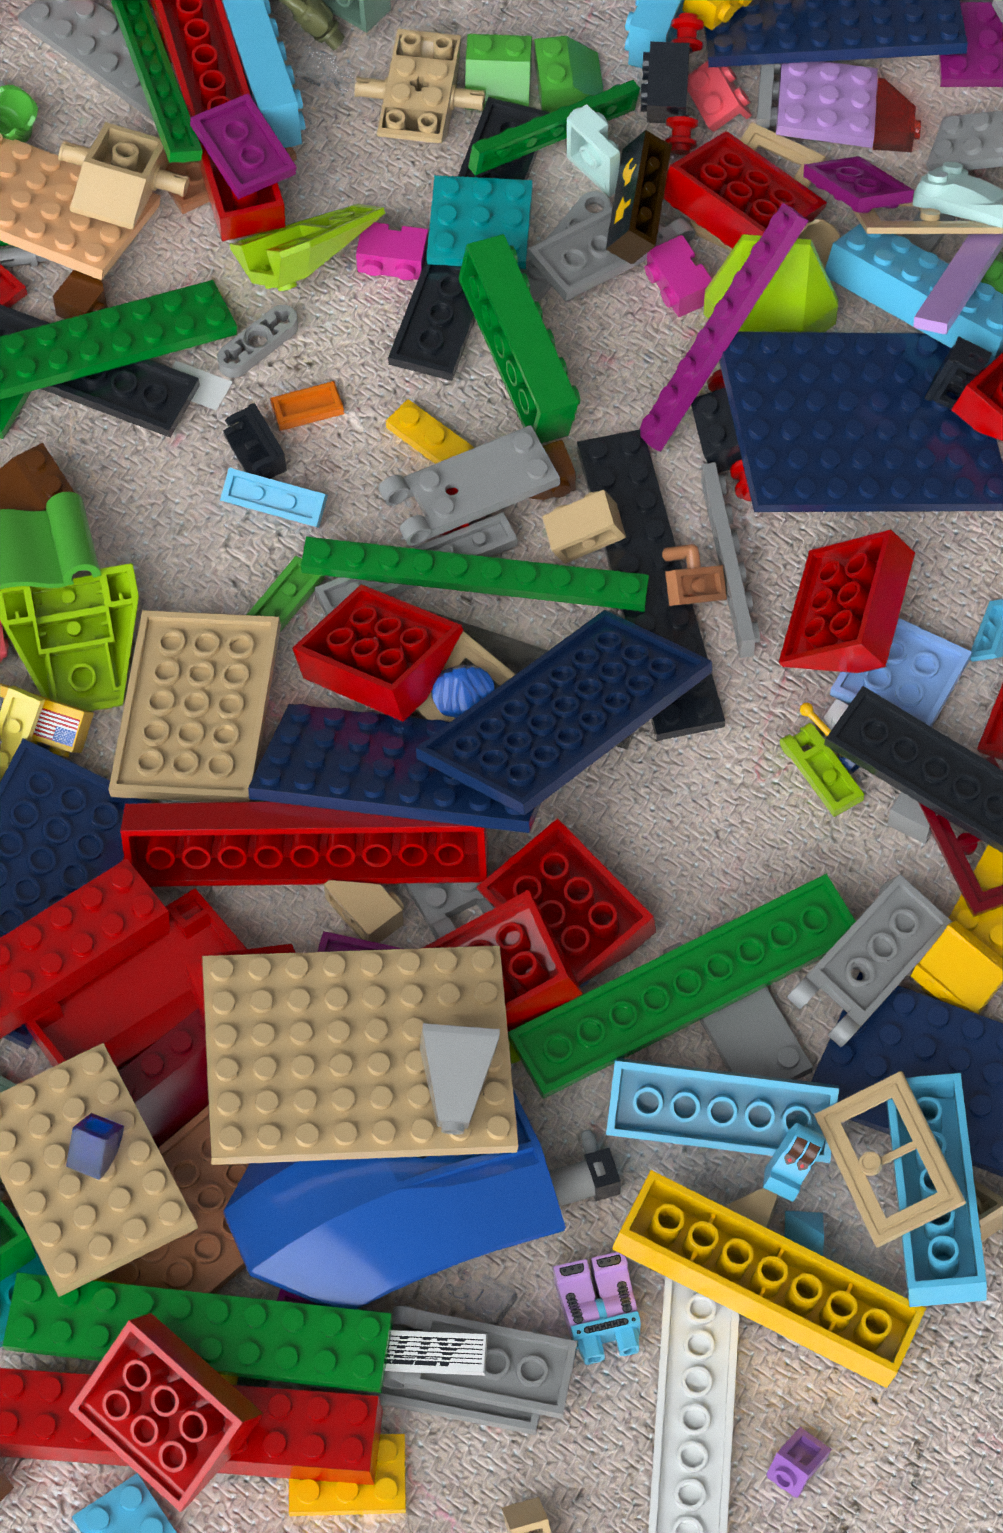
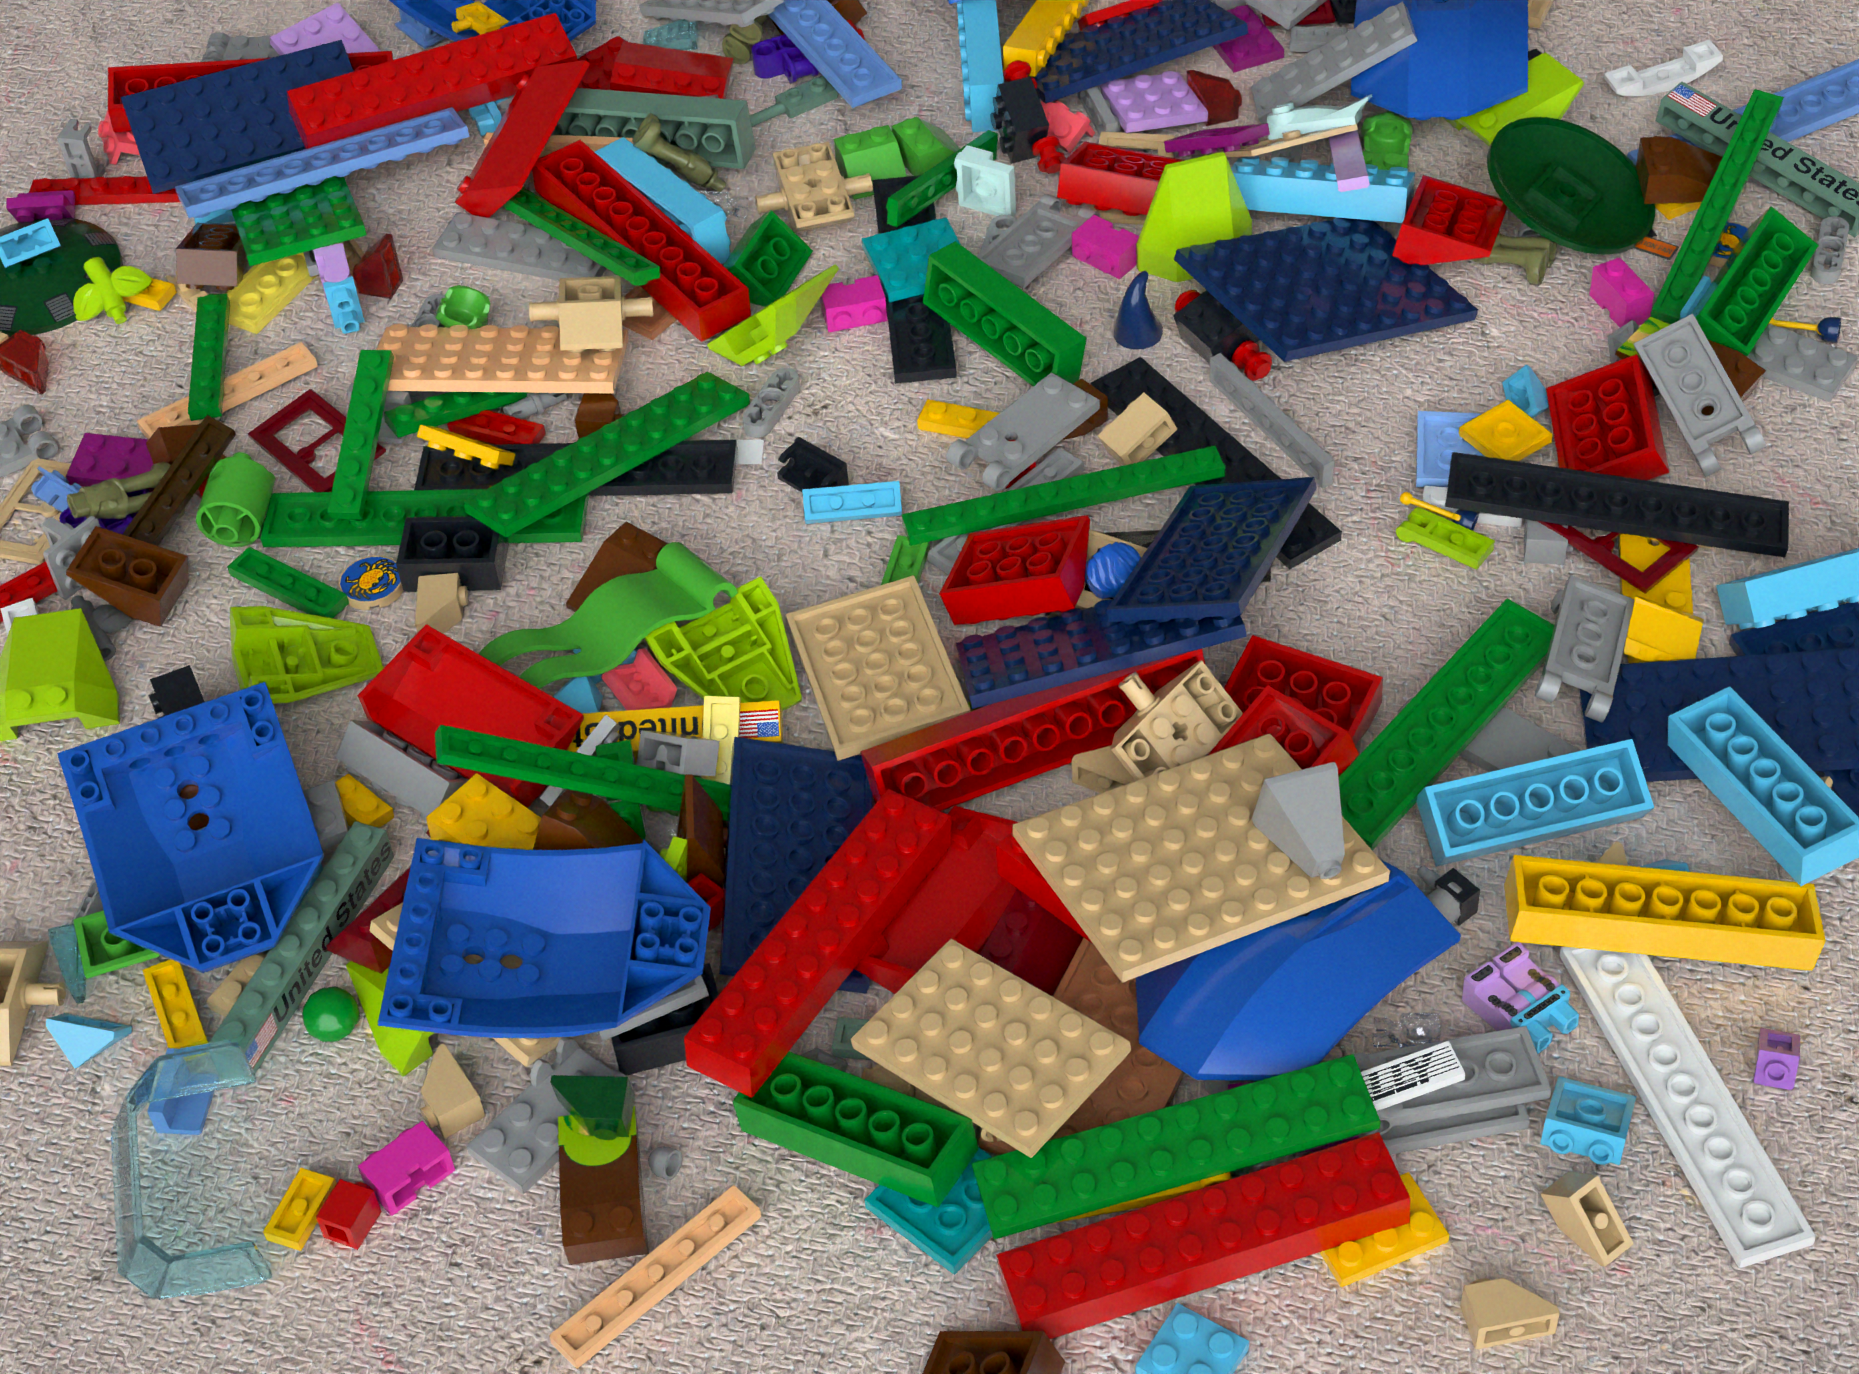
camera: 20 degrees left, 15 degrees down
(94, 1145) = (999, 1012): clear blue brick -> none
(164, 1410) = (1189, 1217): red slope -> none
(243, 146) = (692, 254): magenta plate -> none
(306, 406) = (842, 432): orange tile -> none
(333, 163) = (768, 259): none -> green slope
(450, 888) = (1174, 723): none -> tan slope
(587, 1453) = (1588, 1121): none -> medium azure plate
(638, 197) = (1047, 195): dark brown brick -> none
(654, 377) = (1136, 323): none -> dark blue hat
(696, 582) = (1253, 438): nougat plate -> none
(722, 326) = (1179, 244): magenta plate -> none
(792, 1161) = (1626, 810): medium azure leg -> none
(848, 605) = (1394, 412): red slope -> none
(870, 1163) = (1693, 795): tan door -> none
(945, 673) = (1505, 433): none -> yellow tile
(957, 371) = (1384, 223): black hinge -> none

